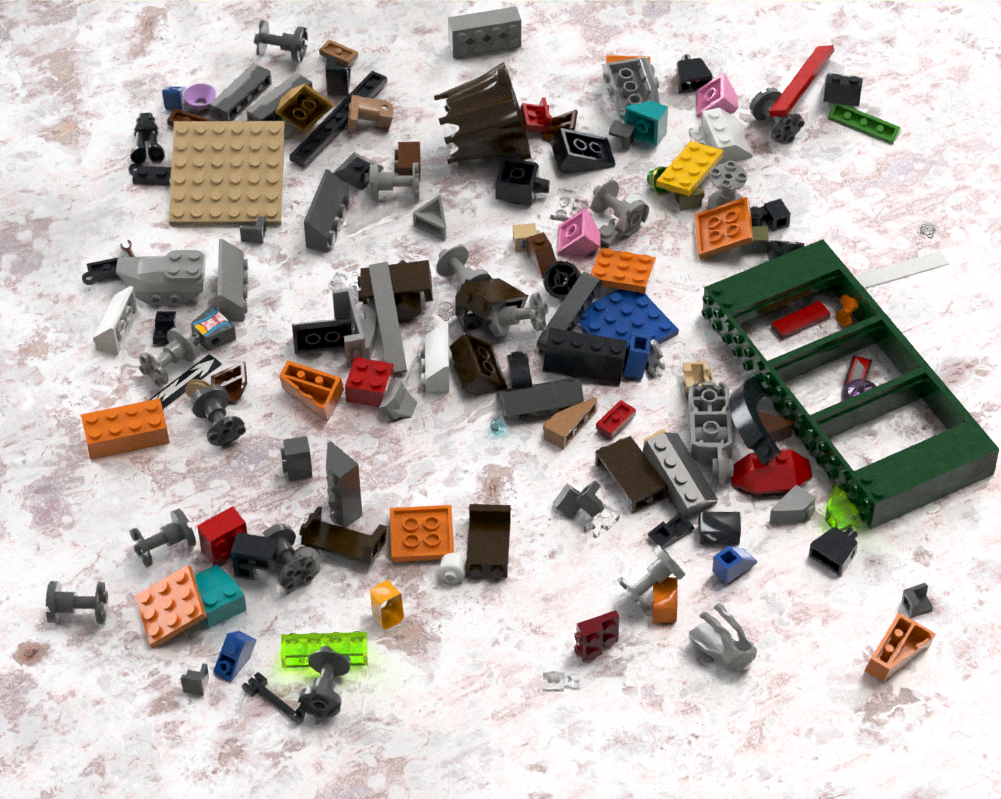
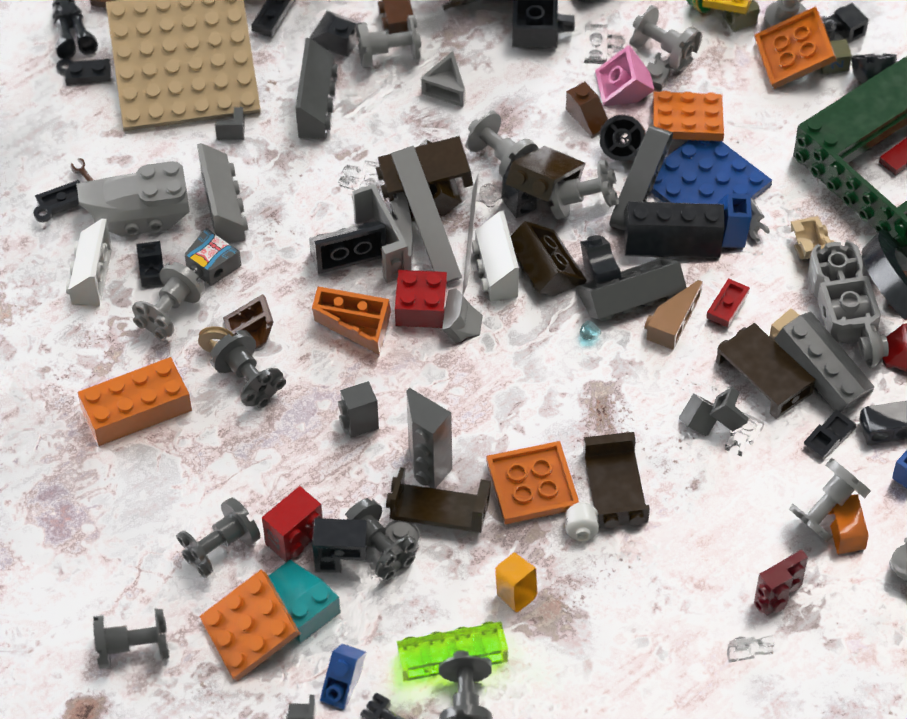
camera: 10 degrees left, 5 degrees up
(177, 387) = (189, 331): black sticker -> none
(520, 233) = (556, 87): tan brick -> none

